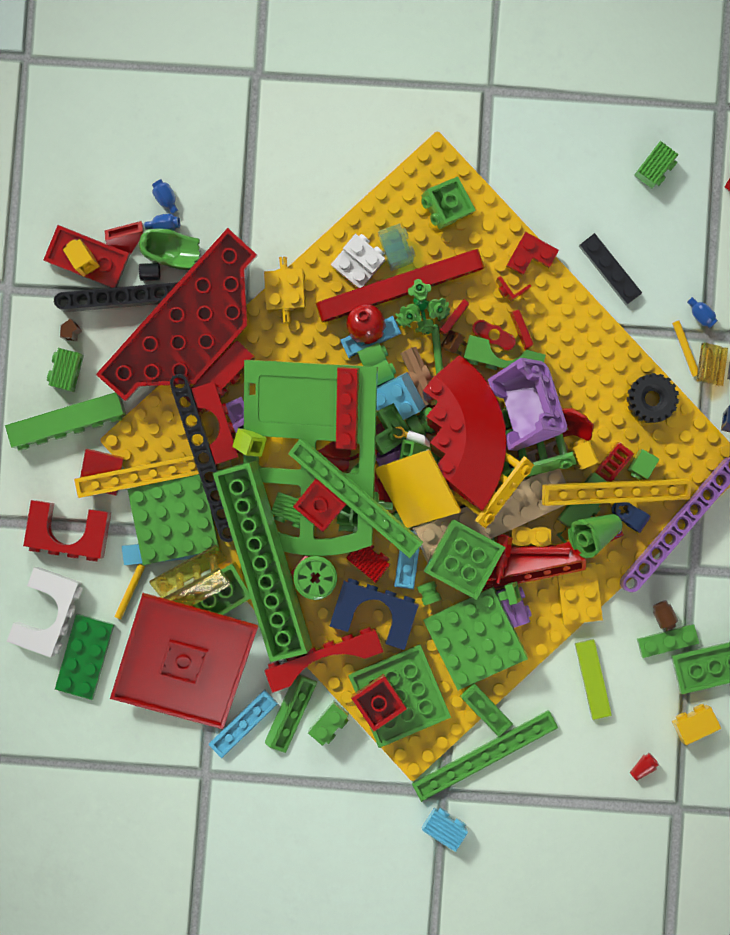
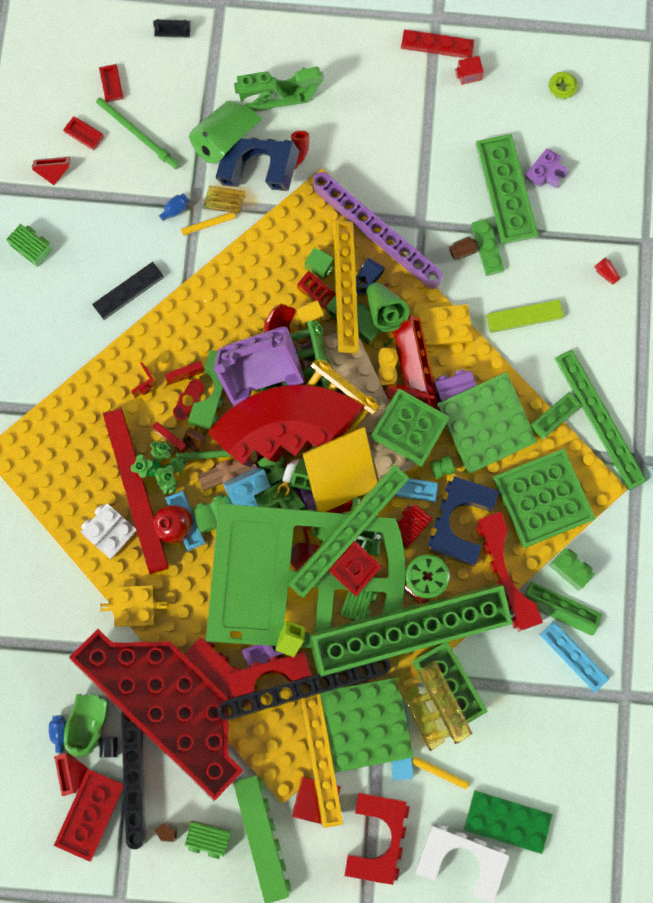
camera: 90 degrees left, 10 degrees down
(80, 257) = (90, 816): yellow brick -> none
(164, 195) = (29, 730): blue plant -> none
(183, 661) = (512, 713): red tile -> none
(347, 407) = (259, 535): red plate -> none
(378, 702) = (551, 515): red brick -> none
(396, 247) = (96, 492): clear light blue brick -> none
(447, 203) = (54, 441): bright green plate -> none
(511, 593) = (443, 385): bright green tile -> none
(528, 249) = (105, 363): red plate -> none
(539, 550) = (401, 358): red bar -> none
(666, 392) = (251, 240): black tyre -> none
(696, 724) = (566, 223): yellow brick -> none

